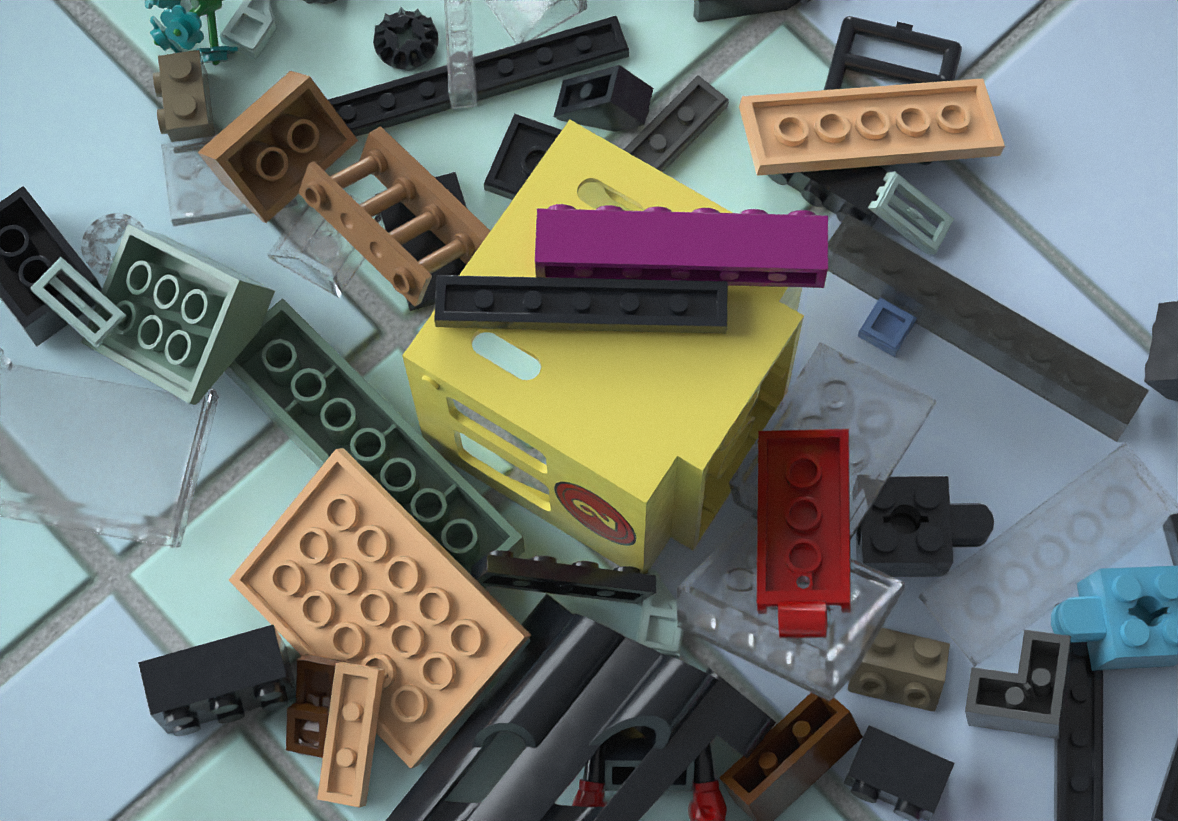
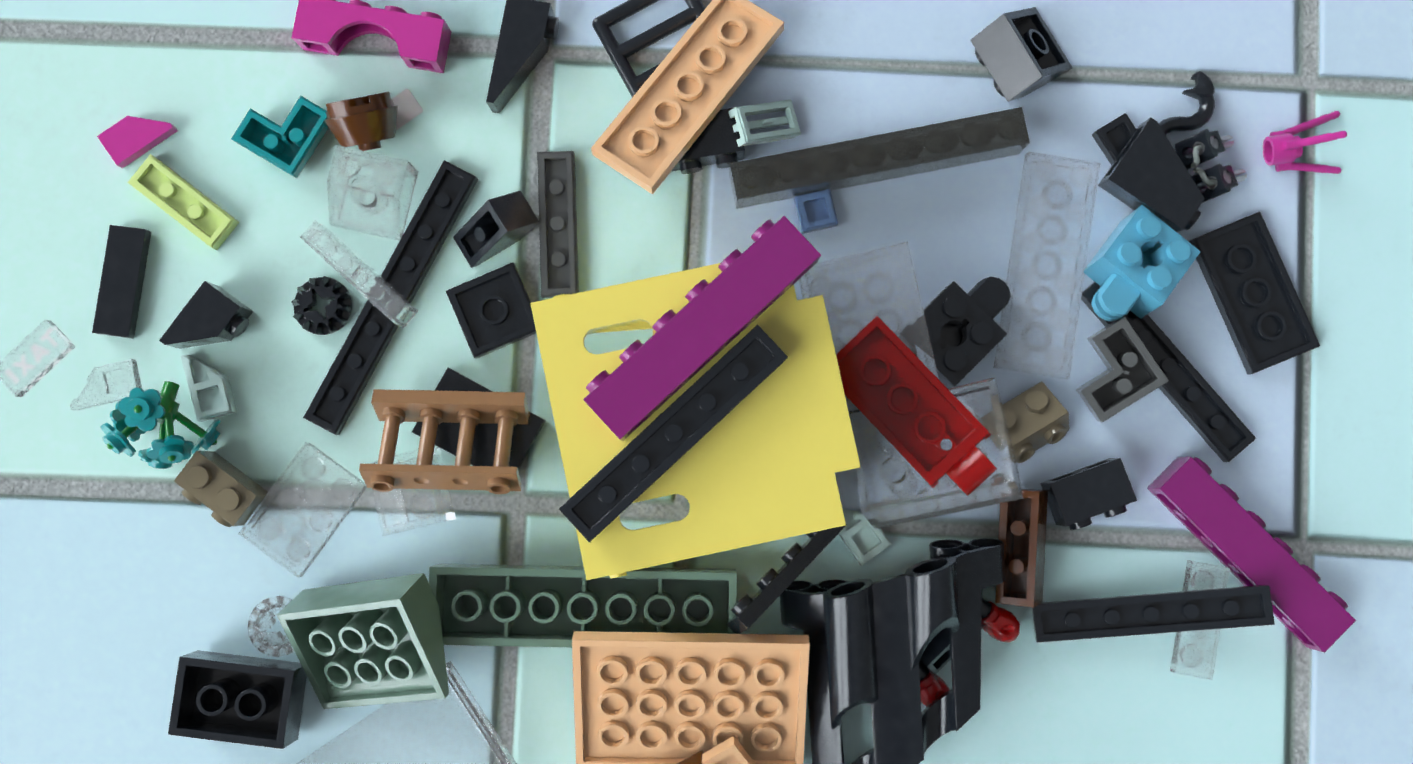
camera: 45 degrees left, 15 degrees up
(106, 328) = (304, 714): light aqua tile -> none
(273, 141) = (317, 465): medium nougat slope -> none

